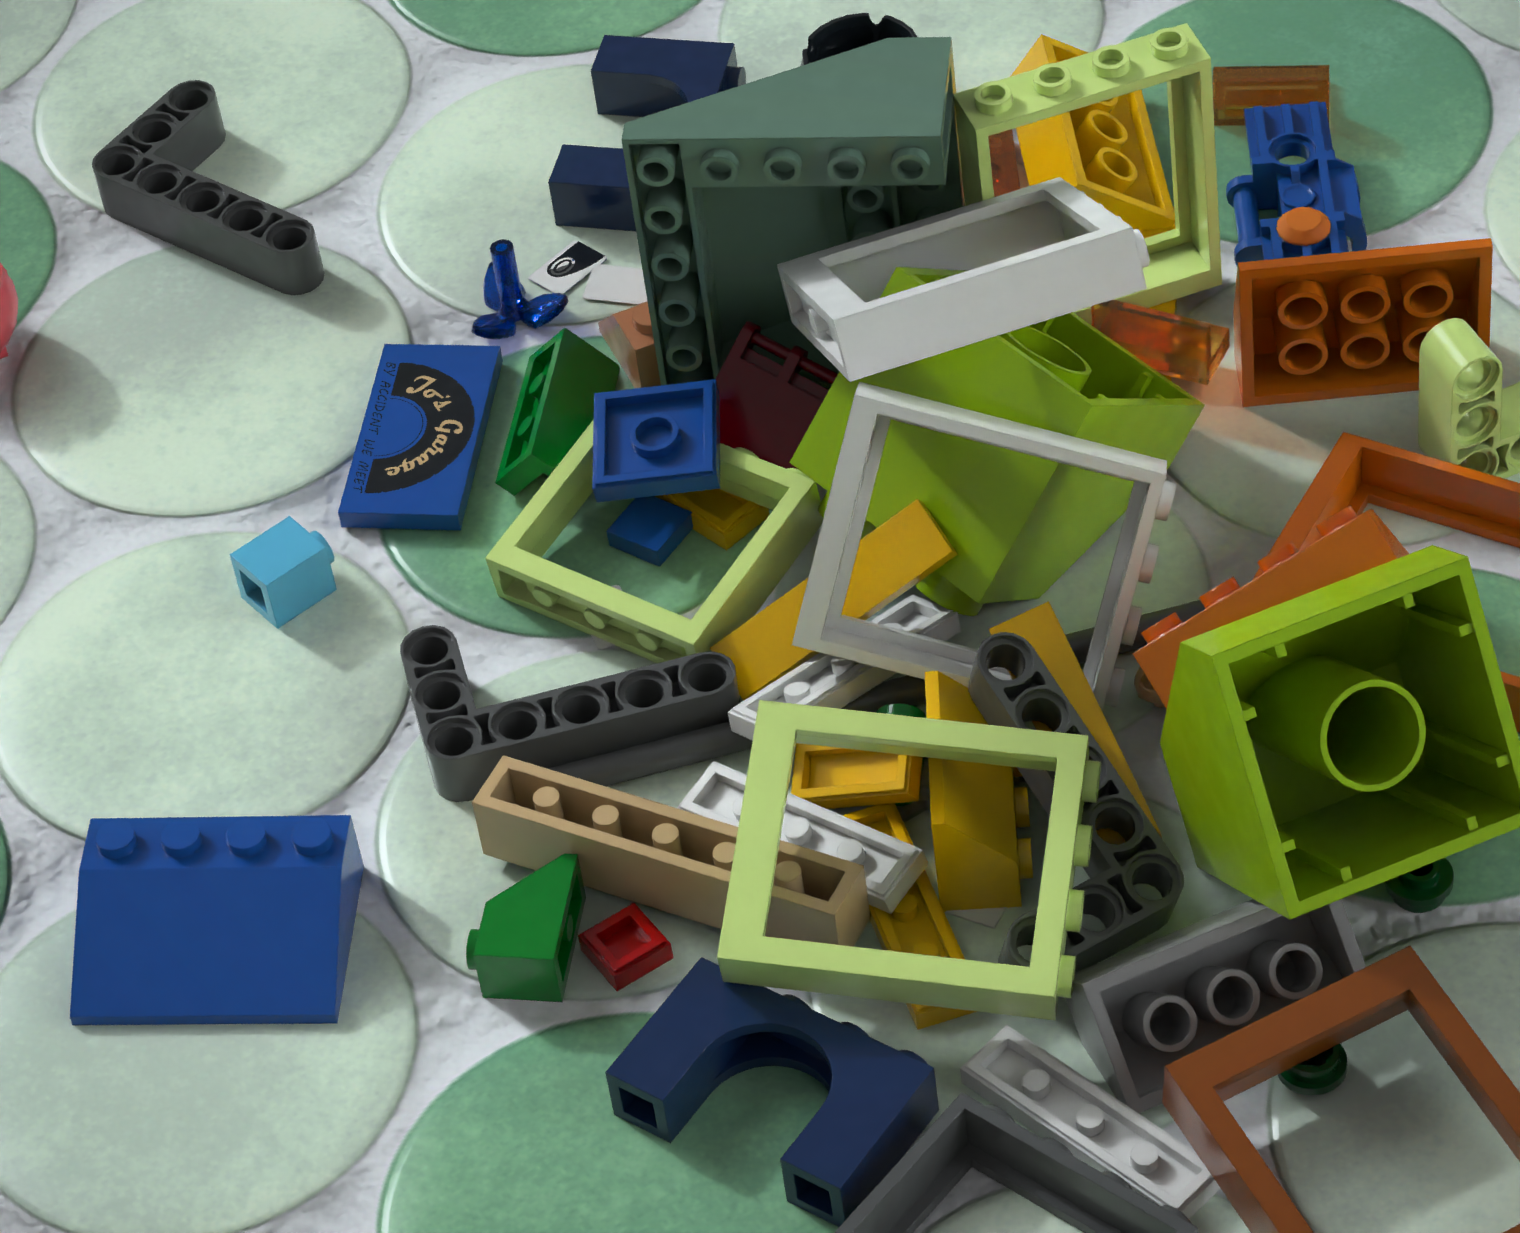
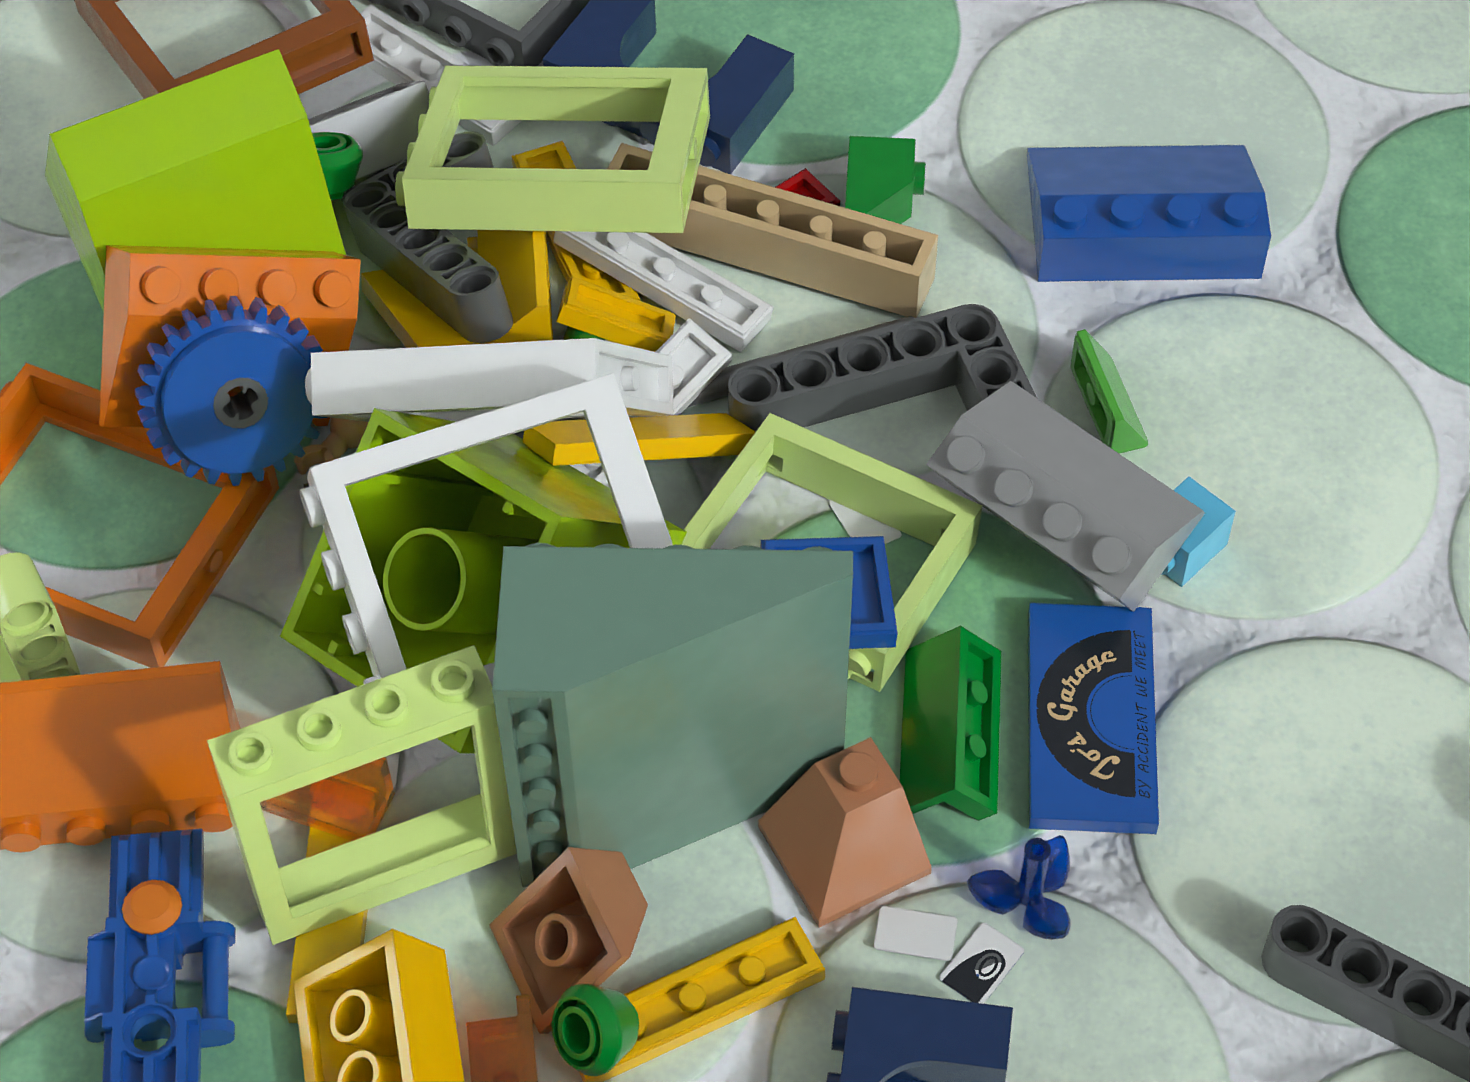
camera: 170 degrees right, 10 degrees up
(321, 716) = (1105, 395): none -> bright green slope
(403, 545) = (1066, 492): none -> light grey slope
(1220, 871) = (339, 160): none -> green cone
(1247, 529) = (198, 367): none -> blue gear

